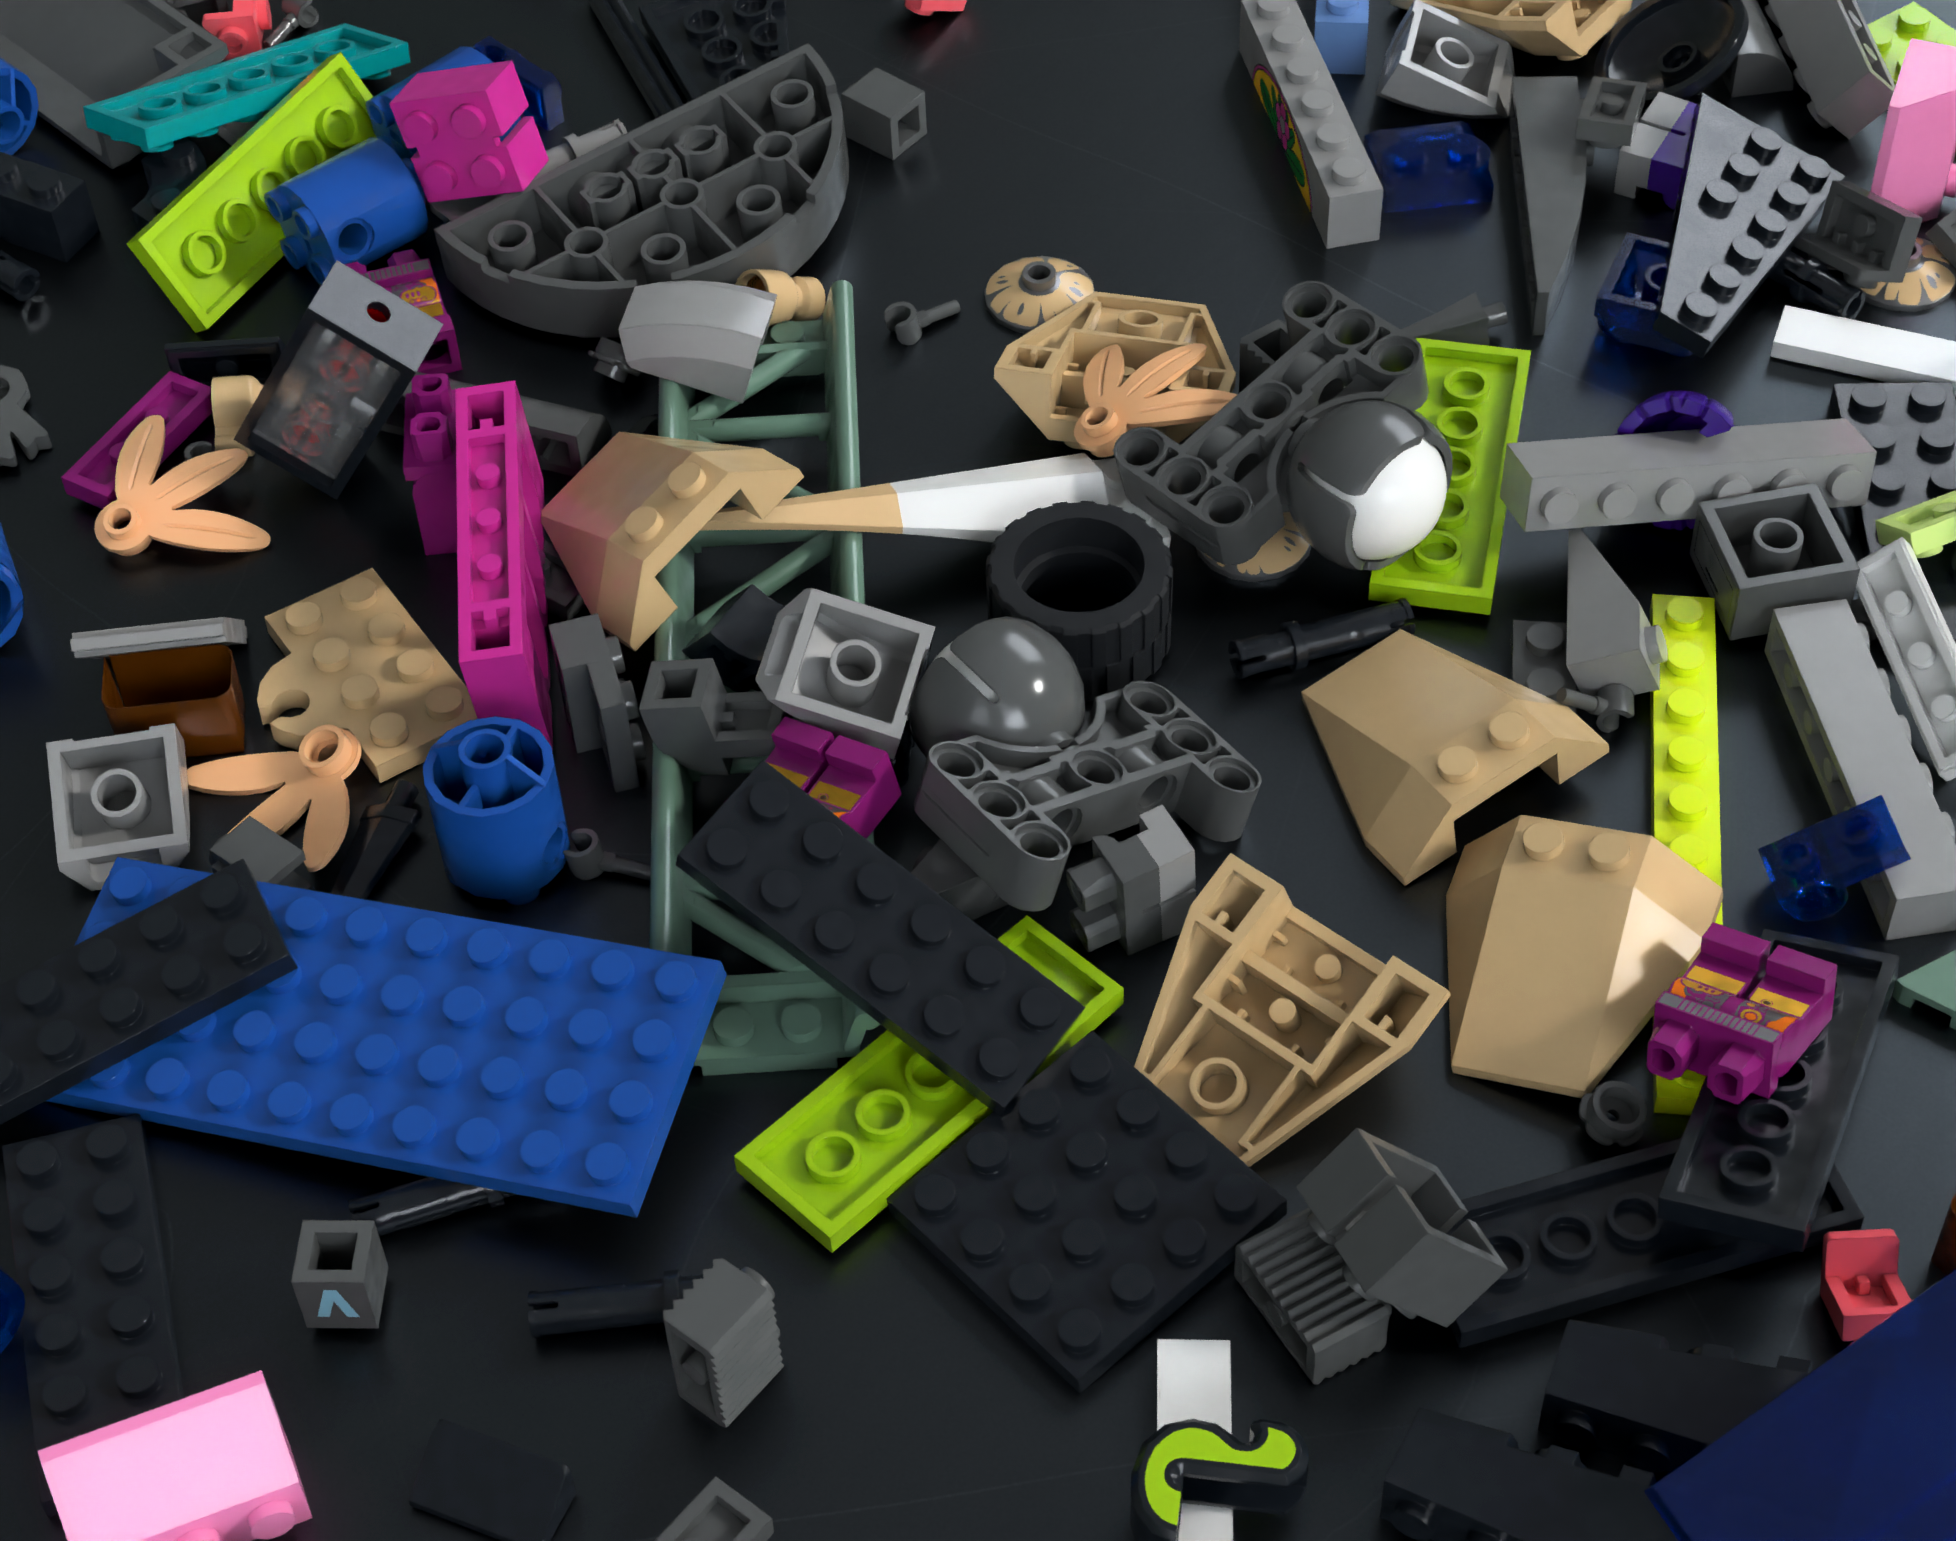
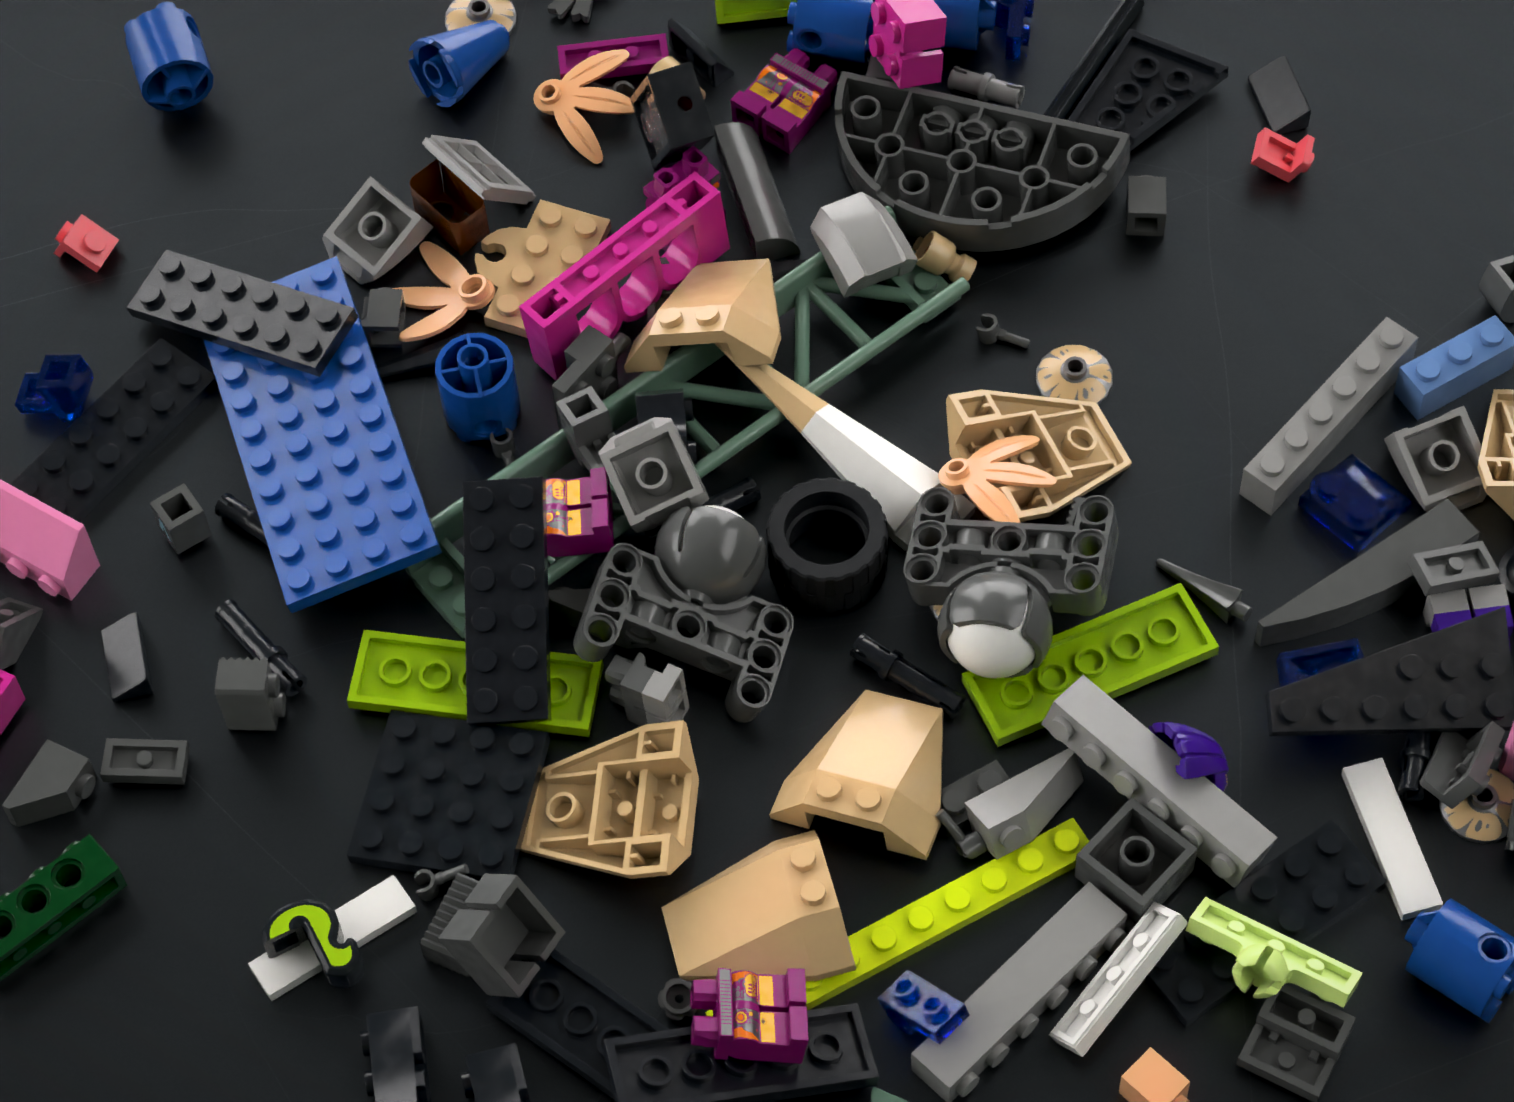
camera: 55 degrees right, 10 degrees up
(1209, 1292) = (434, 888): none -> dark grey hand

